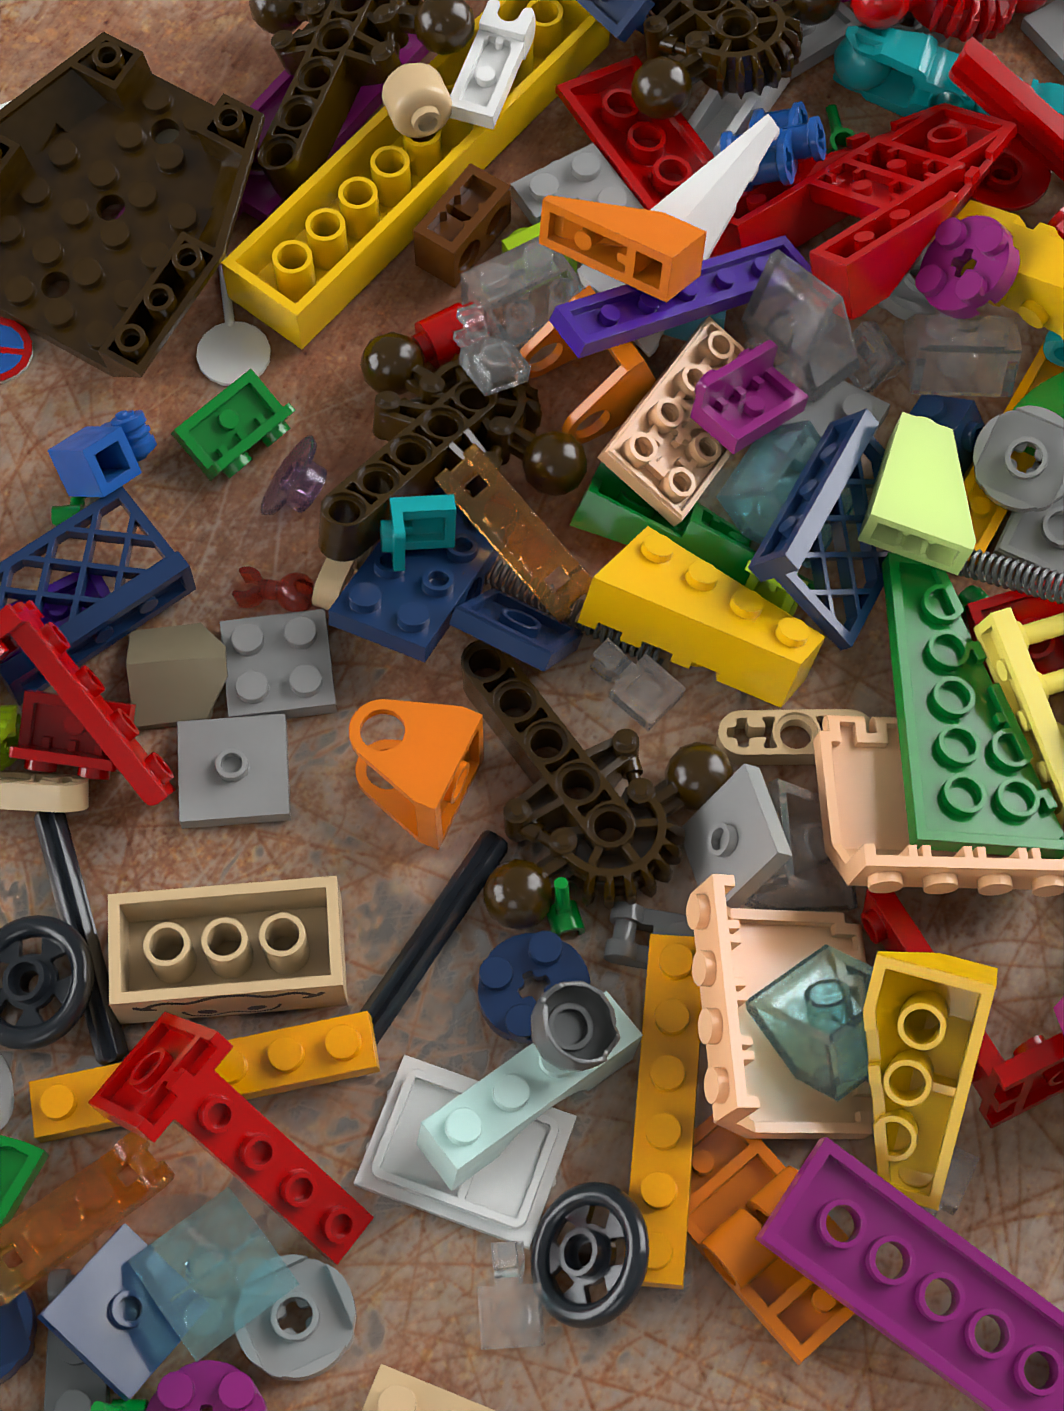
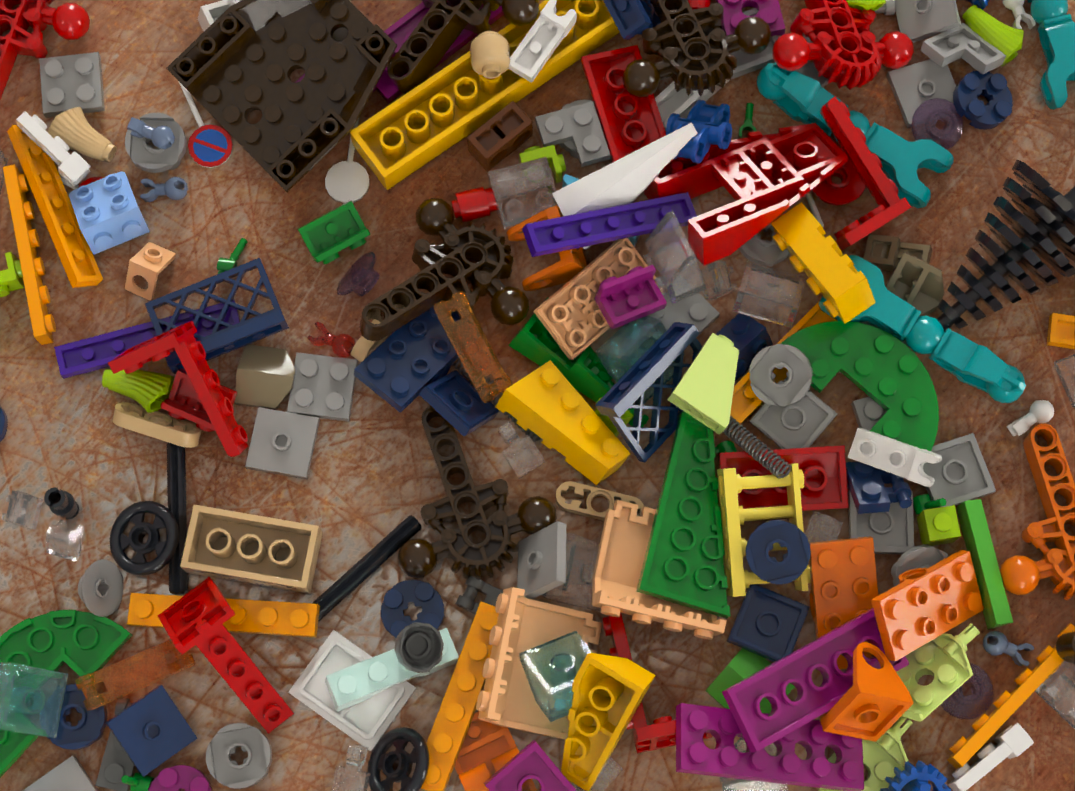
camera: 15 degrees right, 10 degrees up
(103, 456) = (250, 236): blue brick -> none
(213, 1274) = (199, 725): clear light blue slope -> none
(418, 524) = (416, 329): teal bracket -> none
(426, 767) = (387, 475): orange hose -> none
(488, 360) = (488, 233): clear plate -> none
(565, 913) = (440, 575): green hand -> none
(625, 243) = (583, 191): orange slope -> none
(955, 245) = (793, 239): magenta plate -> none

